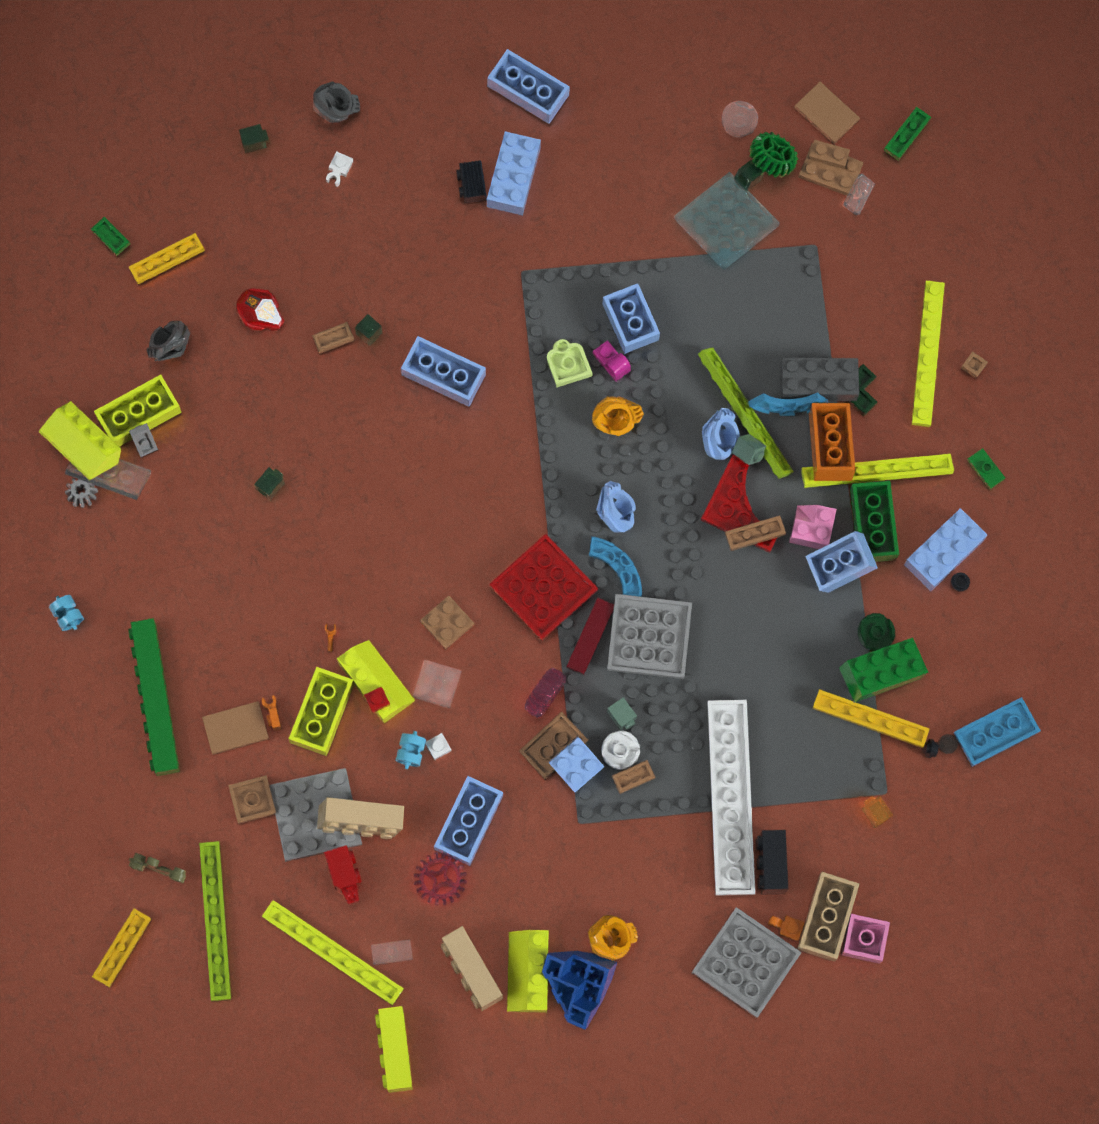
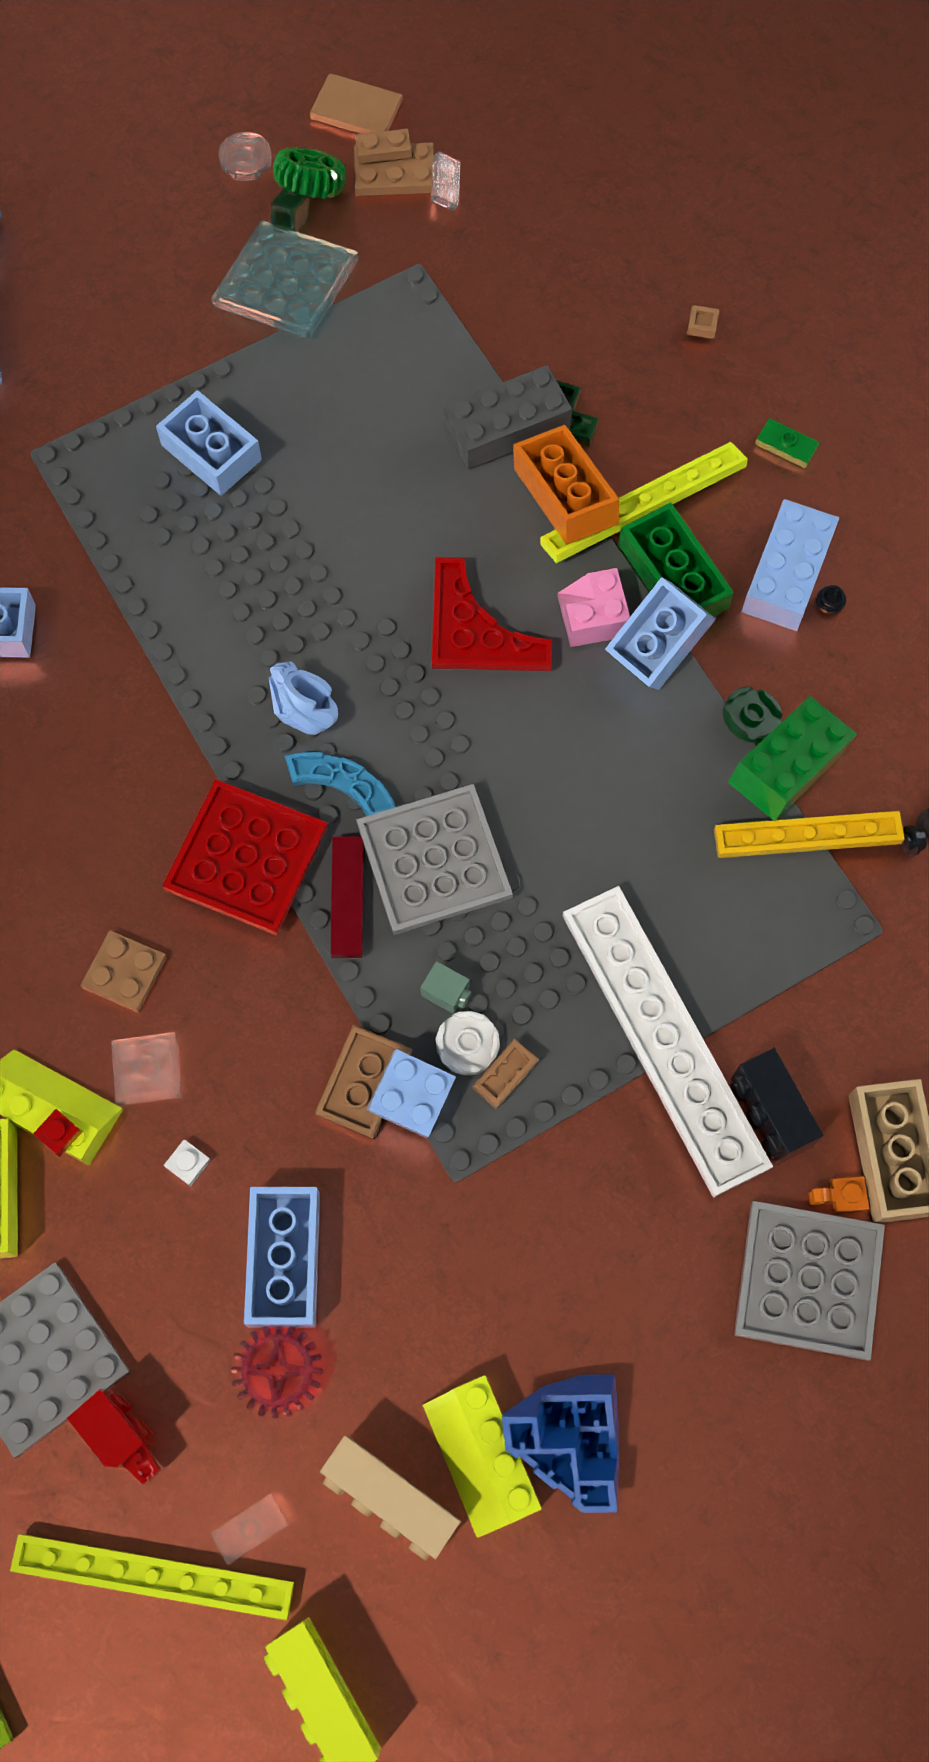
camera: 20 degrees left, 5 degrees down
(360, 818) = (105, 1333): tan brick -> none
(410, 750) = (145, 1187): medium azure wheel -> none
(545, 692) = (315, 1007): clear pink gear -> none
(568, 363) = (146, 538): yellowish green plate -> none
(611, 937) = (587, 1338): light orange helmet -> none
(614, 363) = (213, 513): dark pink plate -> none
(616, 415) = (246, 575): light orange helmet -> none
(718, 440) = (405, 552): light blue helmet -> none
(746, 414) = (436, 507): lime plate -> none
(749, 449) = (455, 542): sand green brick -> none
(755, 533) = (518, 648): medium nougat plate -> none
(785, 407) = (476, 471): dark azure tile -> none
(876, 811) = (884, 963): clear yellow brick -> none
(907, 133) = (472, 89): green plate -> none
(928, 353) = (635, 336): neon yellow plate -> none

